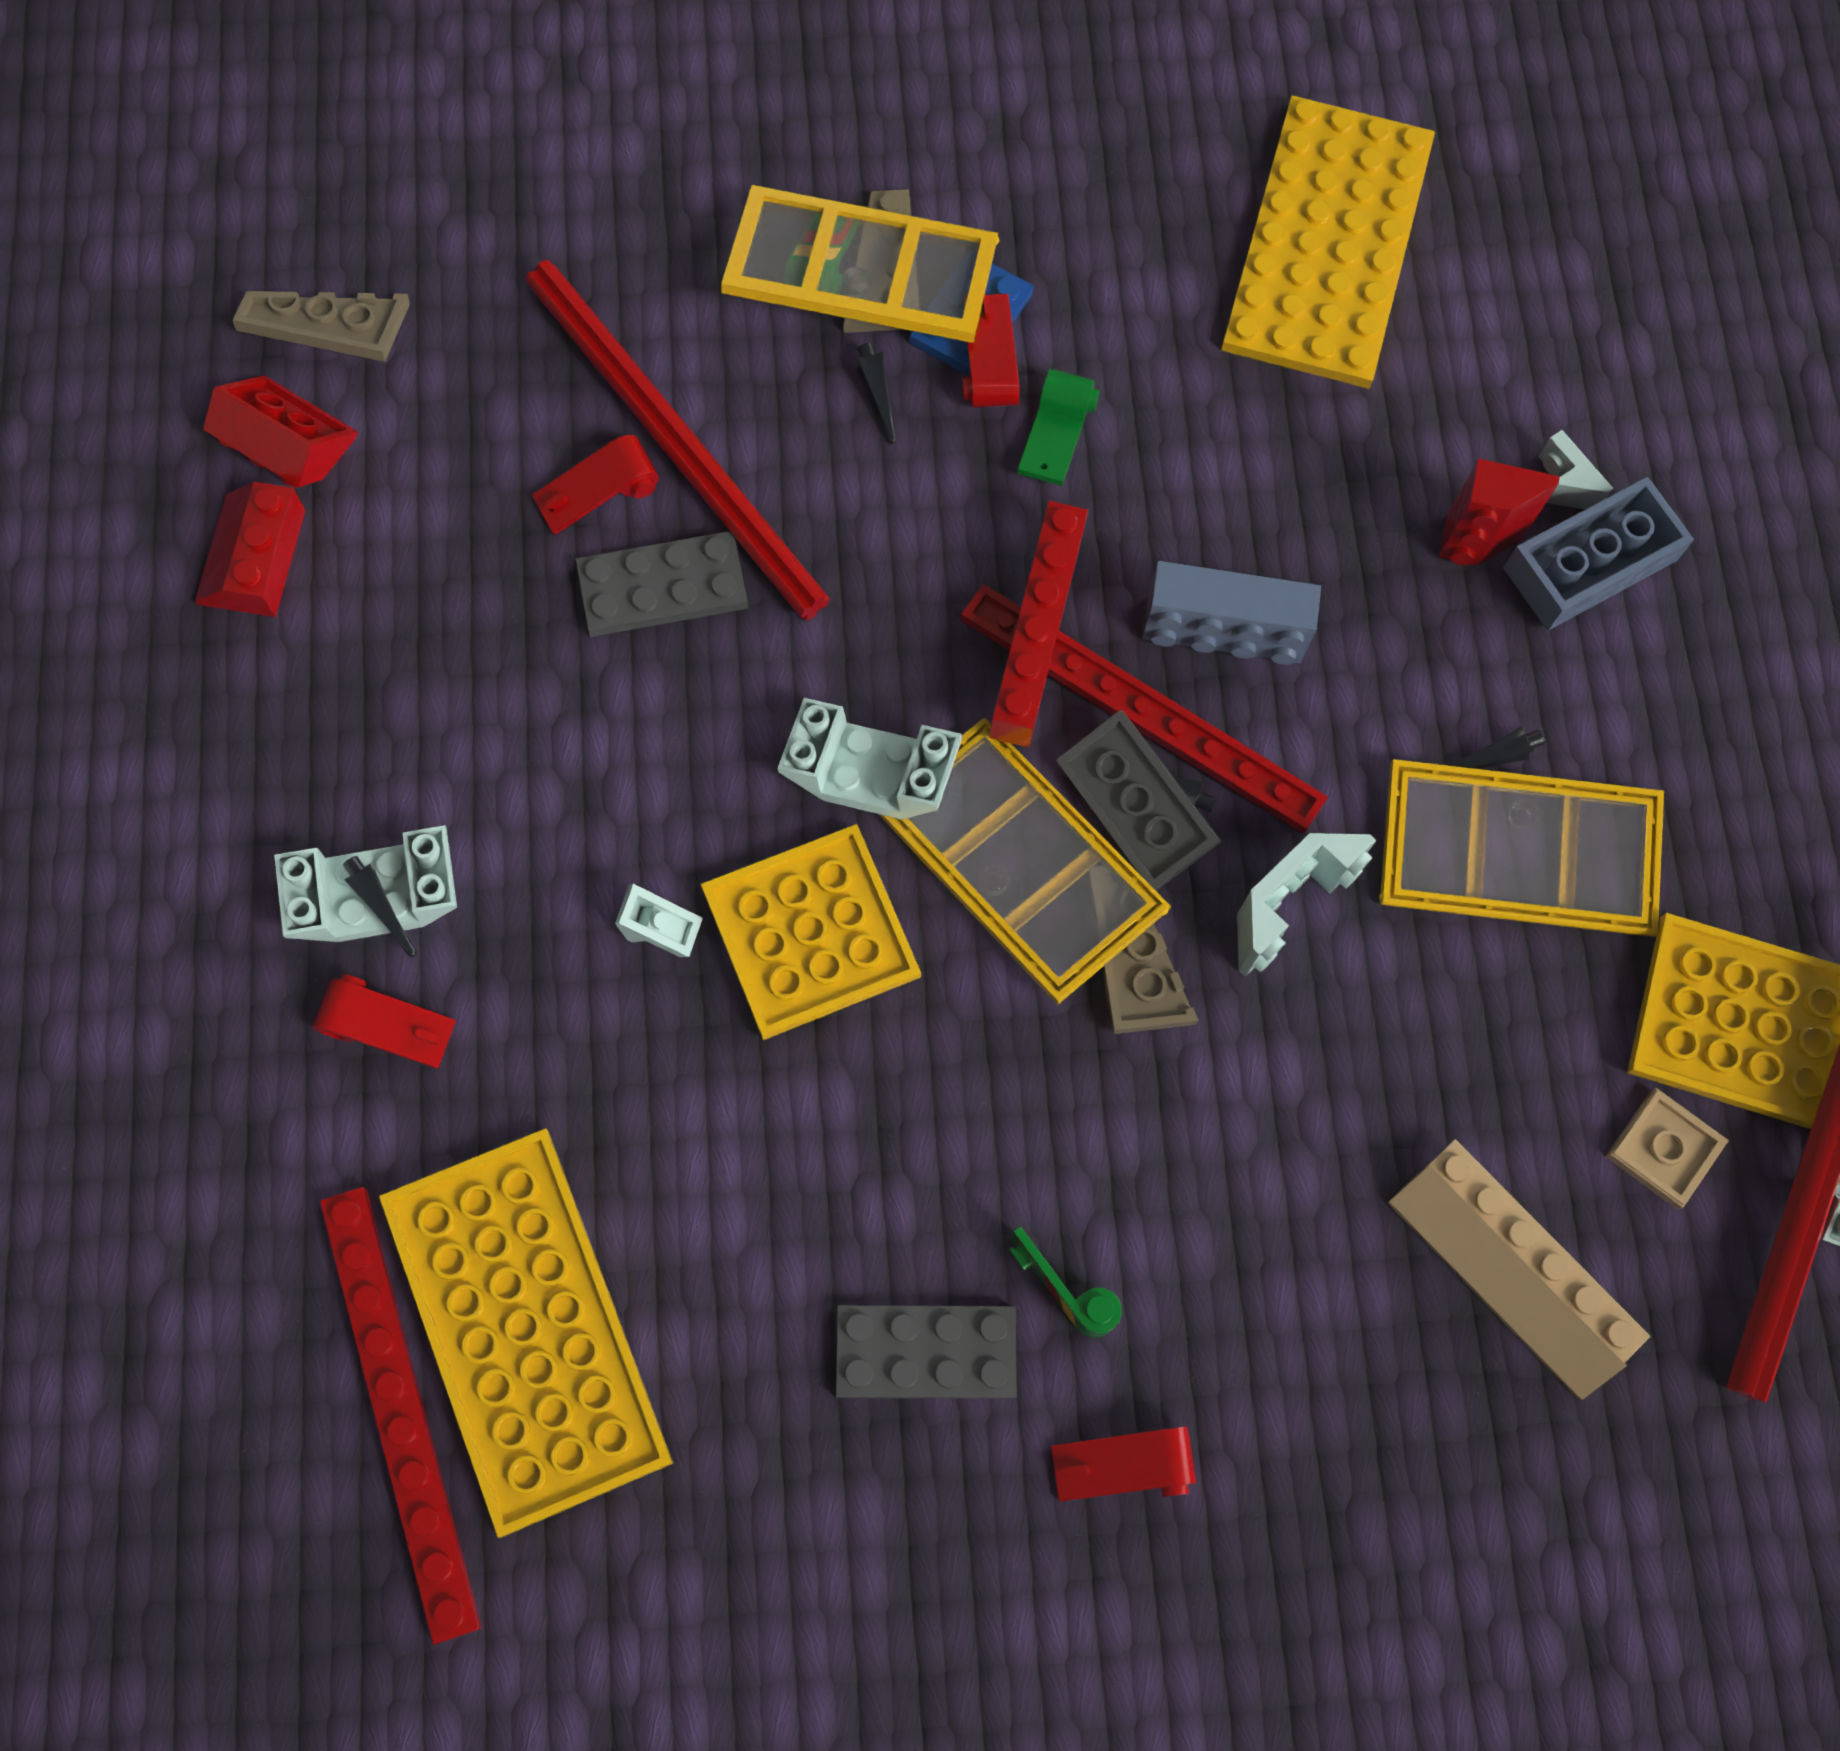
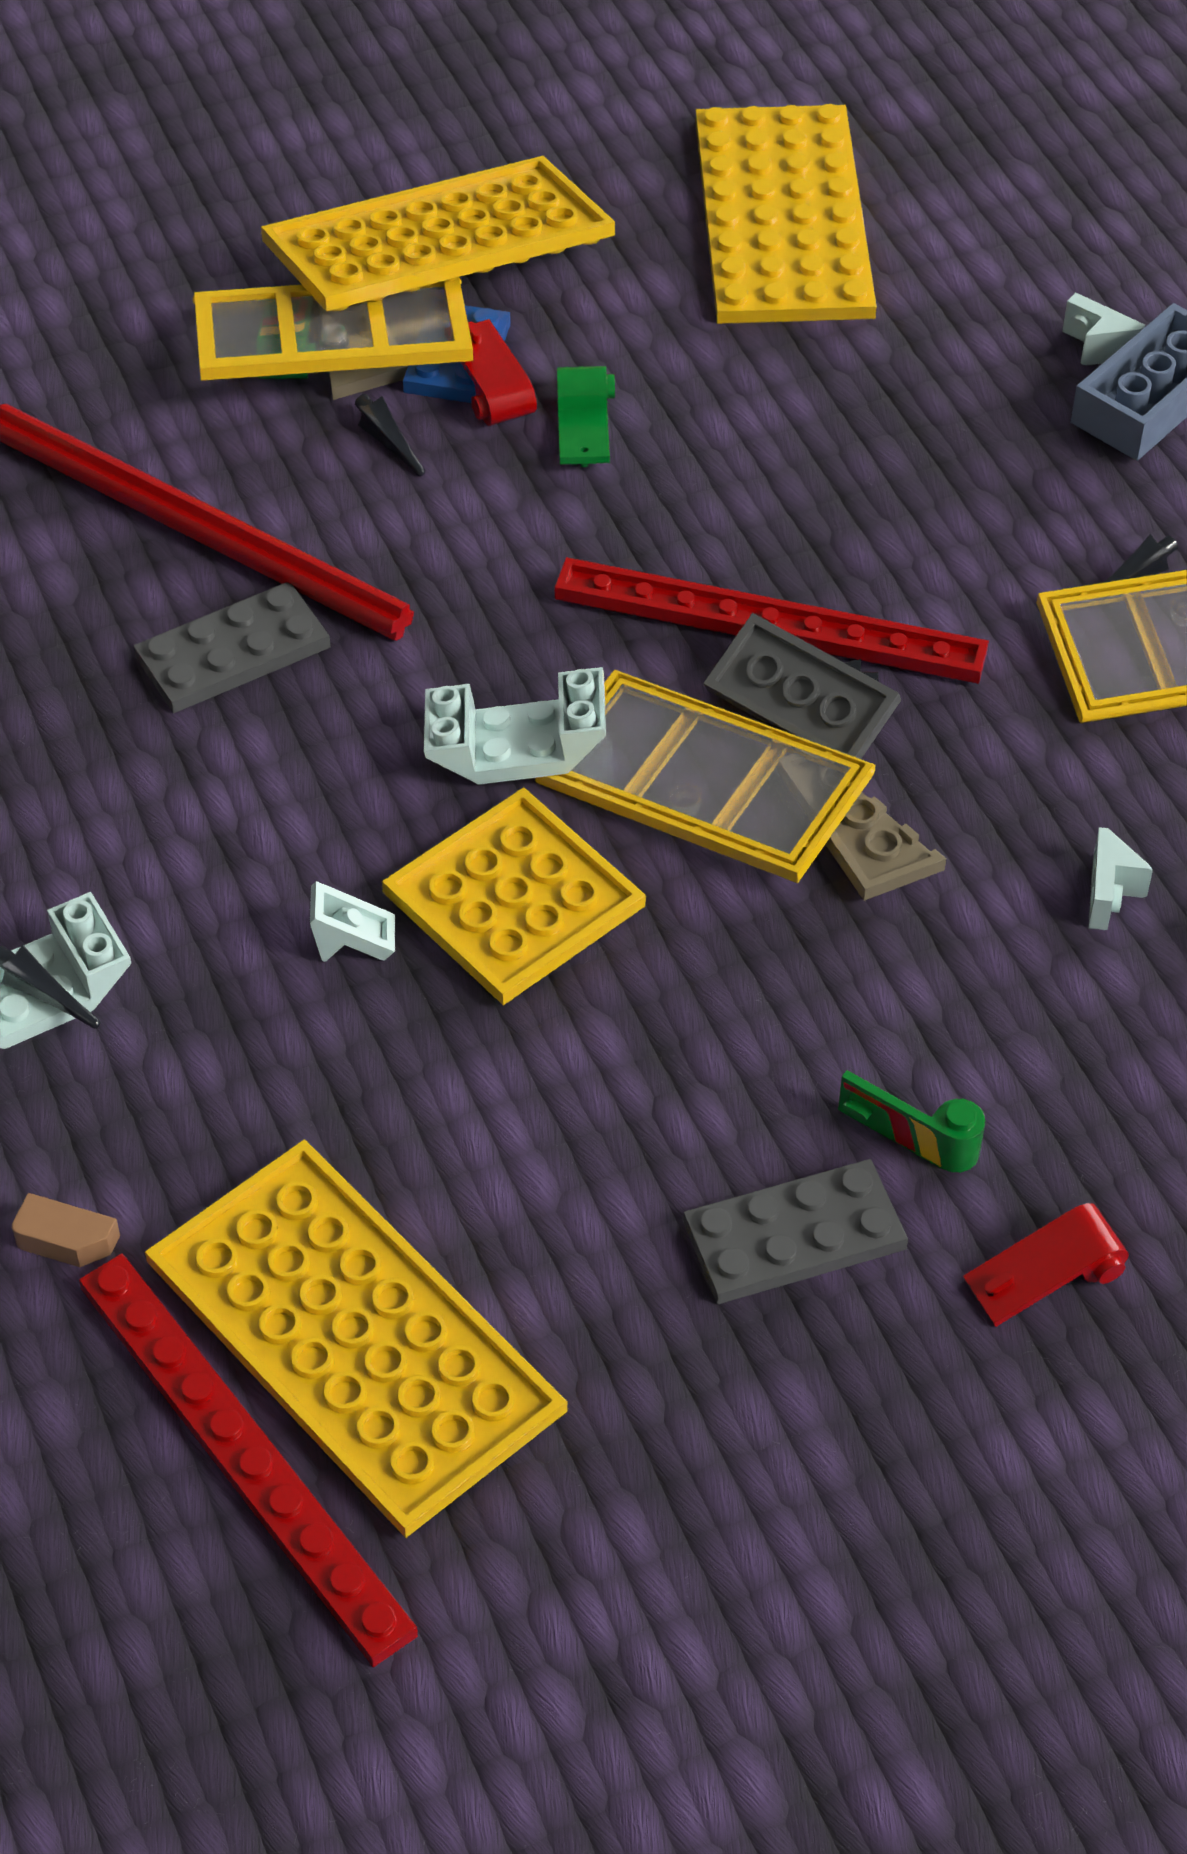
camera: 15 degrees left, 20 degrees down
(323, 1147) = (64, 1231): none -> medium nougat piece
(365, 1016) = (56, 1091): red door -> none
(611, 470) = (127, 574): red door -> none
(995, 180) = (436, 233): none -> yellow plate
(1038, 624) = (639, 568): red brick -> none
(1231, 612) = (824, 511): sand blue brick -> none
(1324, 857) = (1006, 687): light aqua slope -> none
(1343, 1080) = (1115, 873): none -> light aqua slope
(1493, 511) = (1042, 362): red slope -> none

